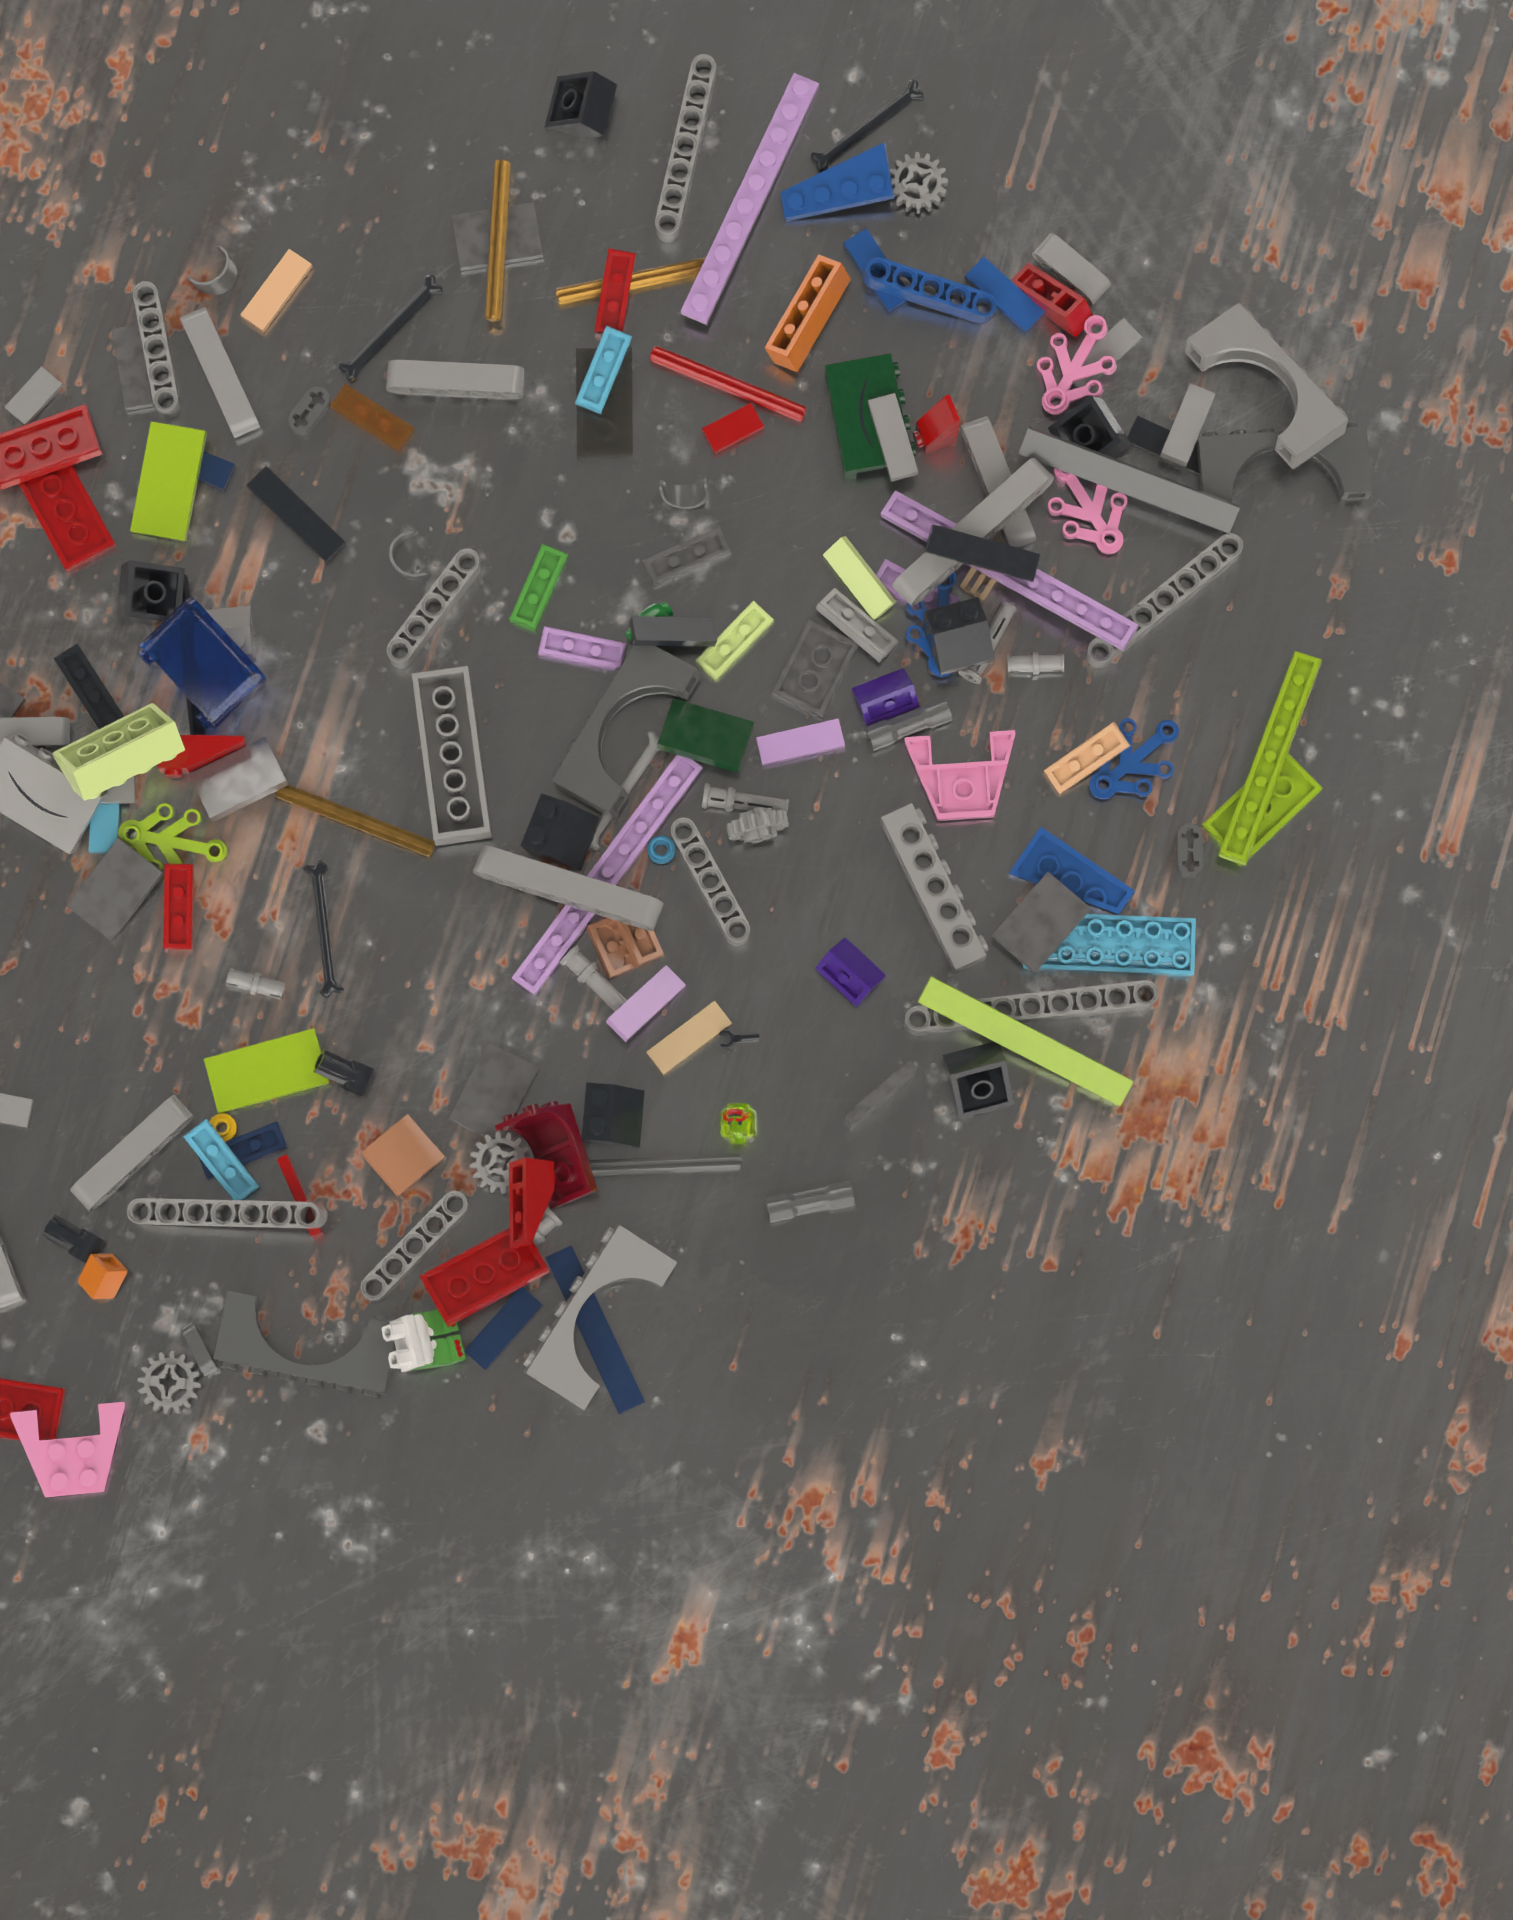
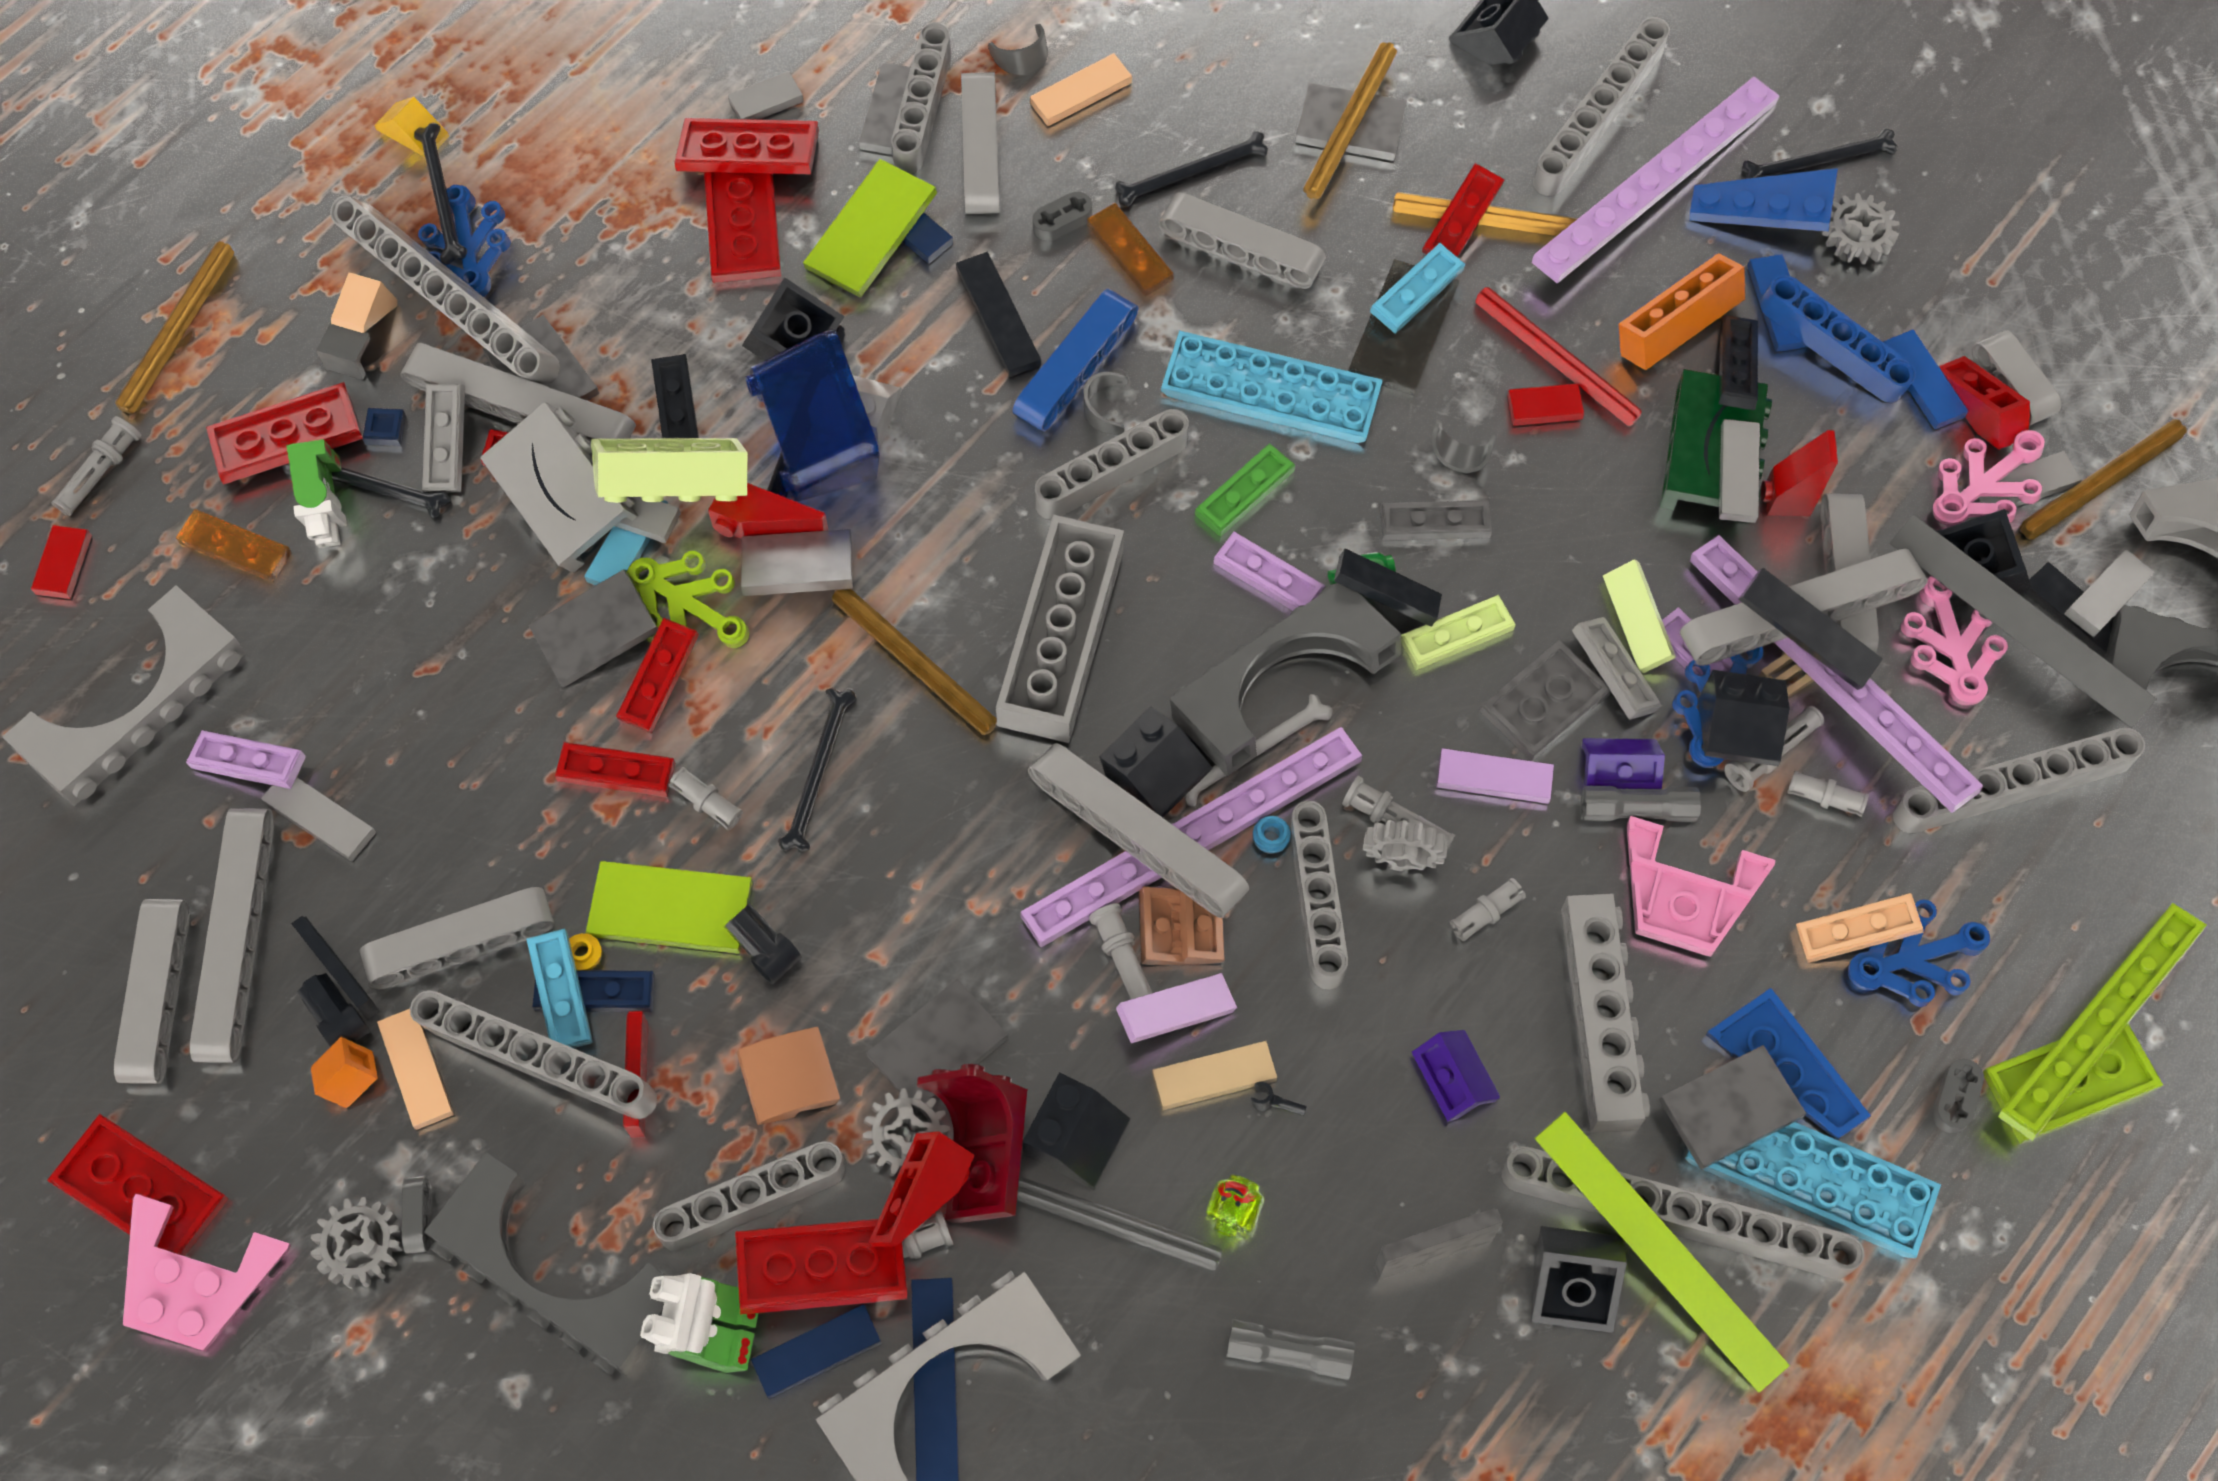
camera: 20 degrees right, 15 degrees down
(58, 1207) = (335, 967): none -> black tile
(147, 1253) = (415, 1069): none -> light nougat tile
(180, 987) = (615, 769): none -> red tile
(371, 531) = (1075, 360): none -> blue beam
(525, 495) = (1271, 387): none -> medium azure plate
(705, 735) = (1380, 721): dark green tile -> none
(830, 845) = (1487, 909): none -> light grey pin
(863, 342) = (1738, 362): none -> black tile
(1158, 328) = (2102, 479): none -> pearl gold axle

